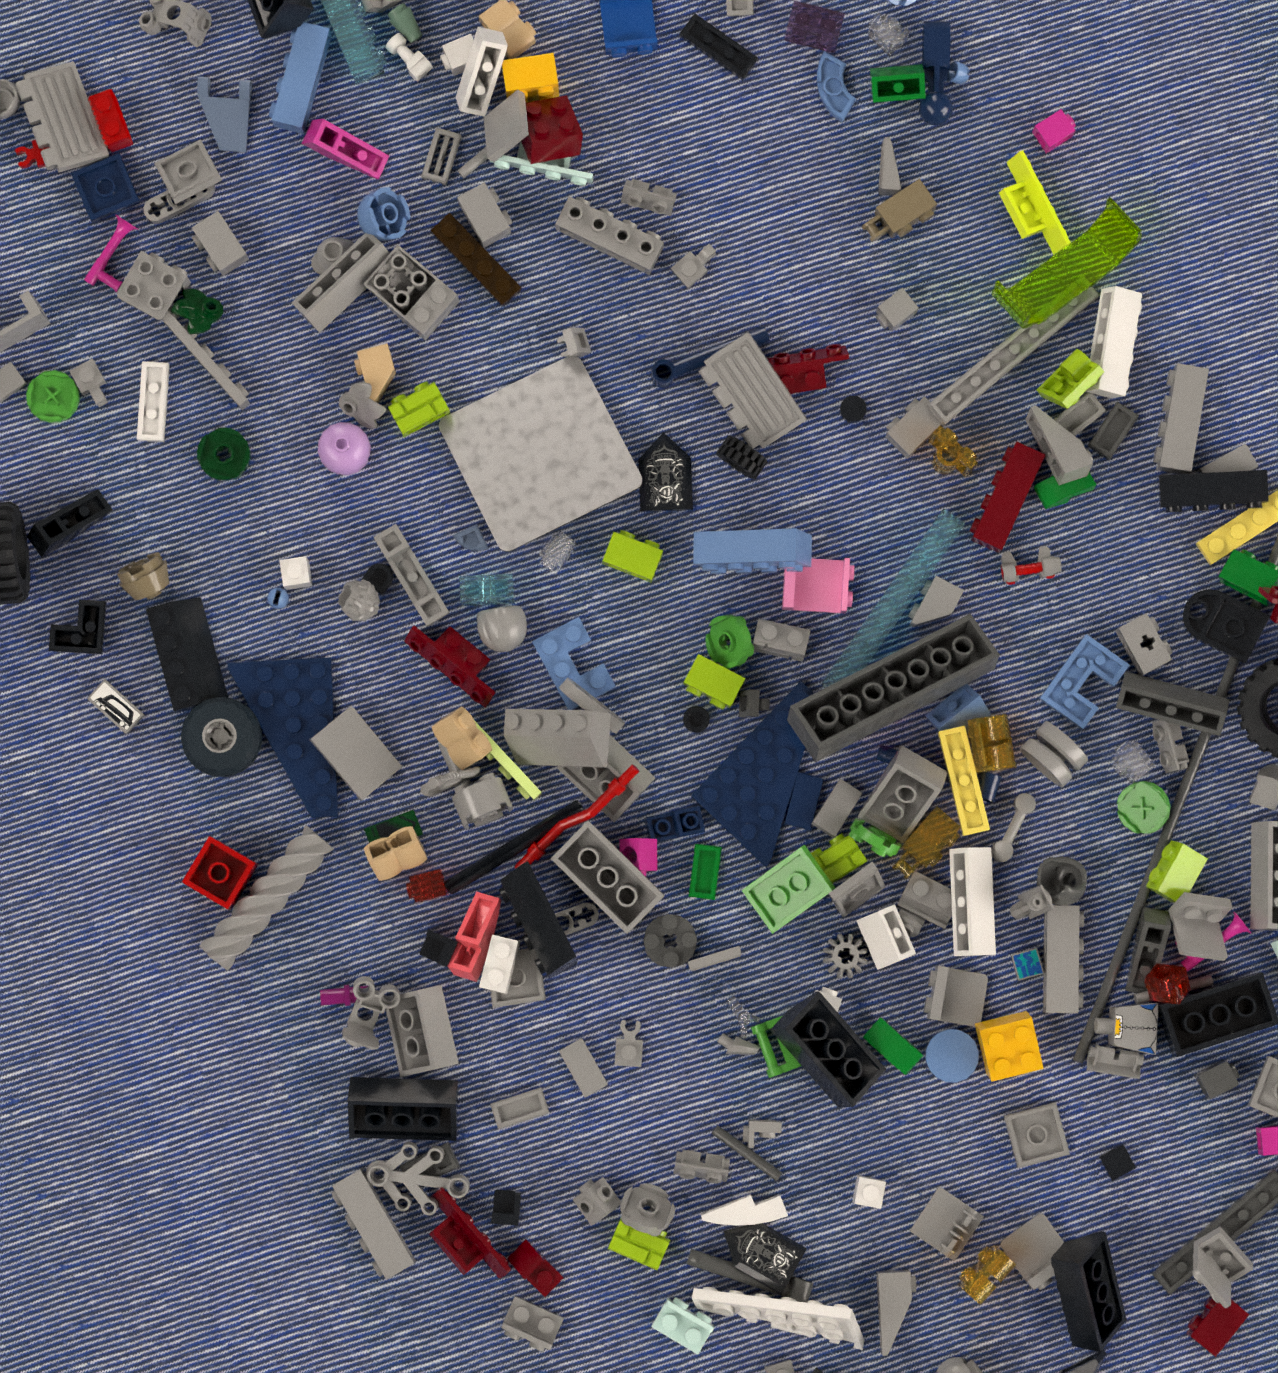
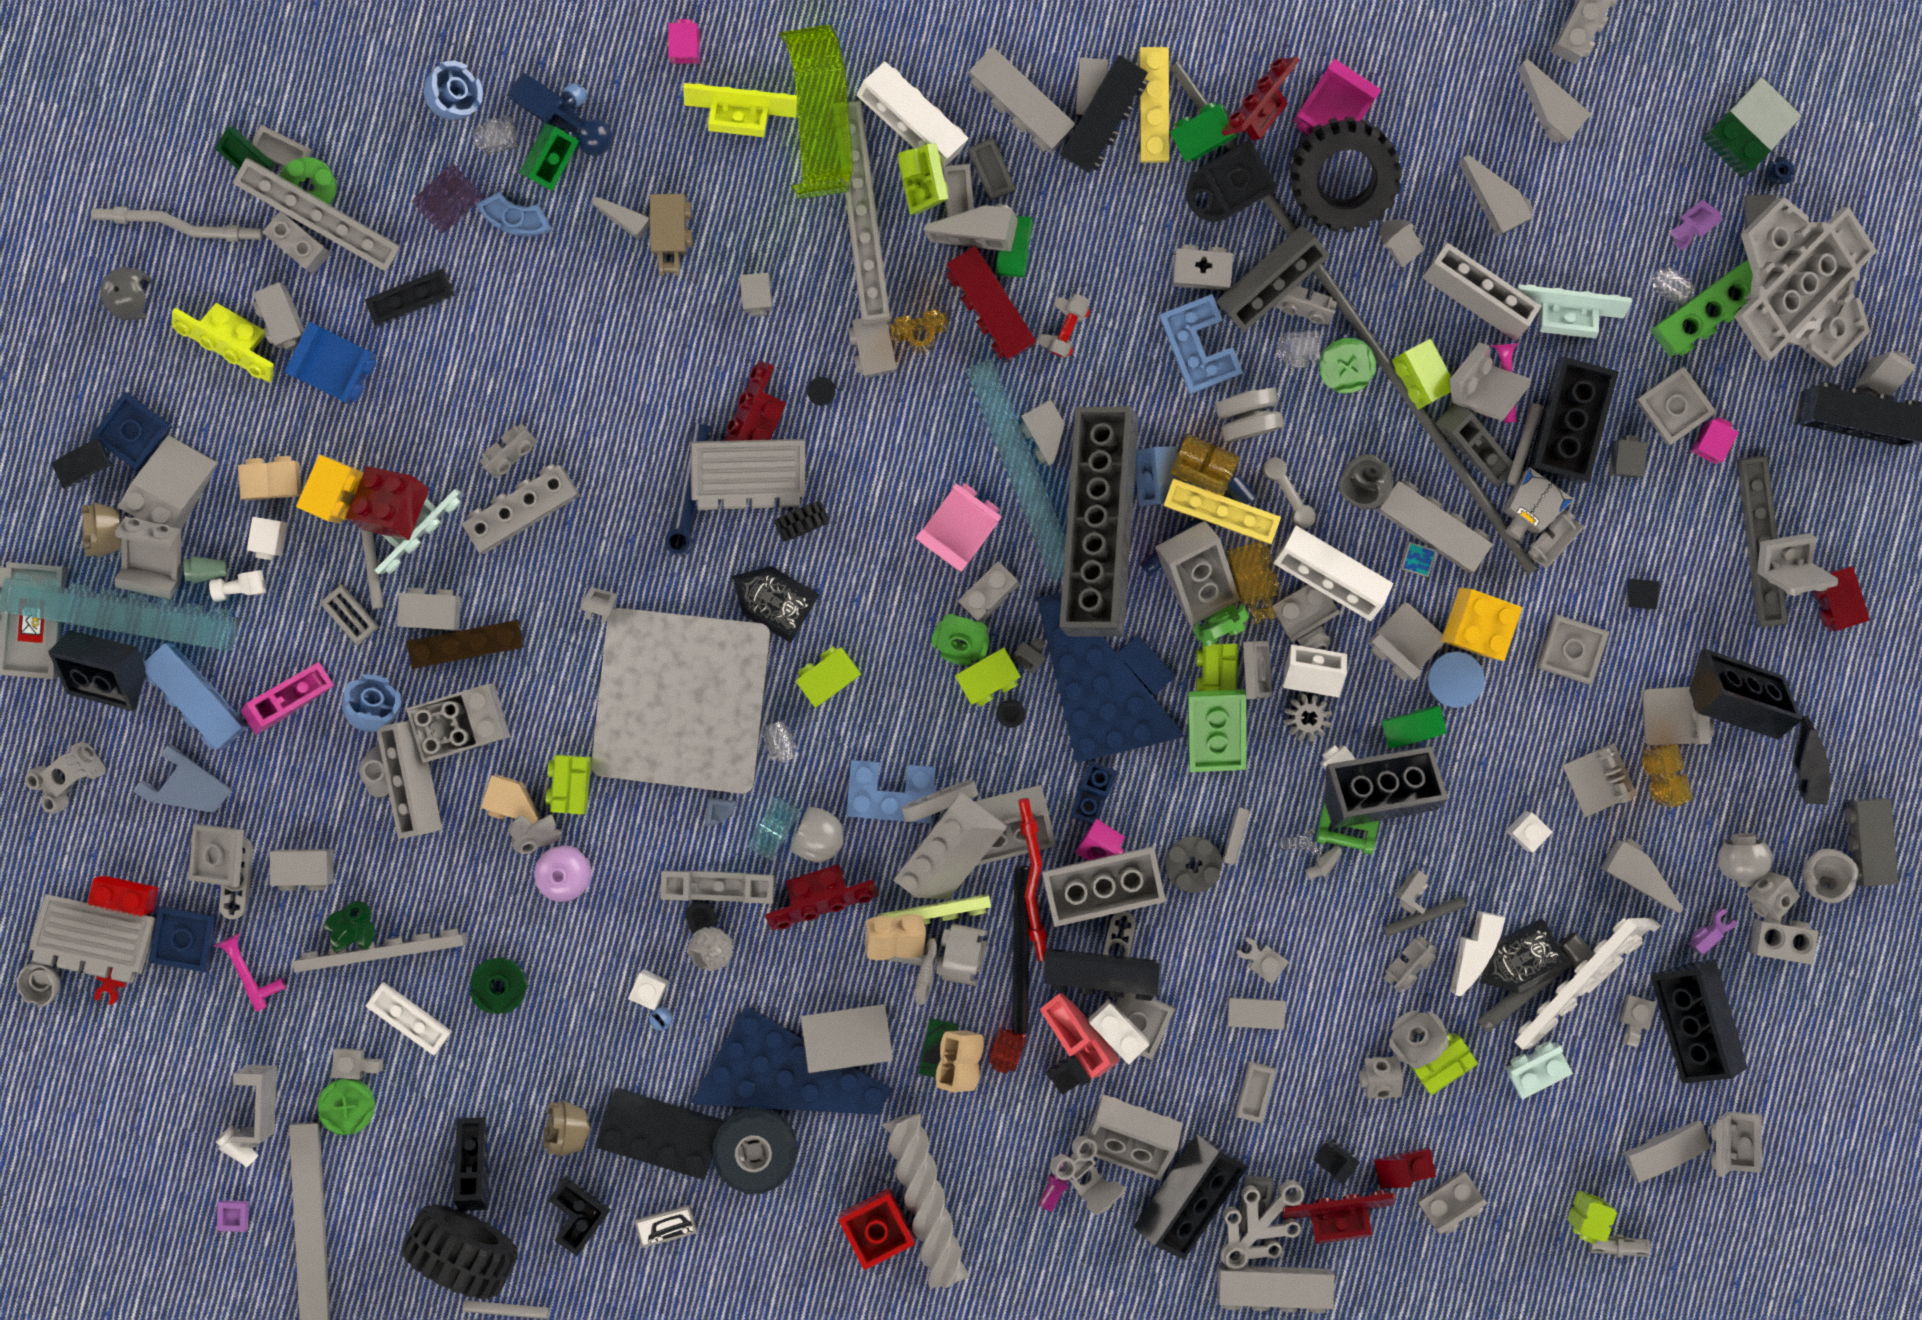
camera: 55 degrees left, 5 degrees up
(152, 285) = (301, 954): light grey bracket -> none
(481, 71) = (294, 530): white brick -> none
(506, 125) = (359, 540): light grey tile -> none
(691, 268) = (597, 454): light grey plate -> none
(705, 871) = (1152, 793): green tile -> none
(752, 550) = (896, 562): medium blue brick -> none
(836, 808) = (1171, 639): light grey tile -> none
(1032, 903) = (1368, 520): light grey hinge -> none
(1167, 983) = (1519, 448): clear red brick -> none

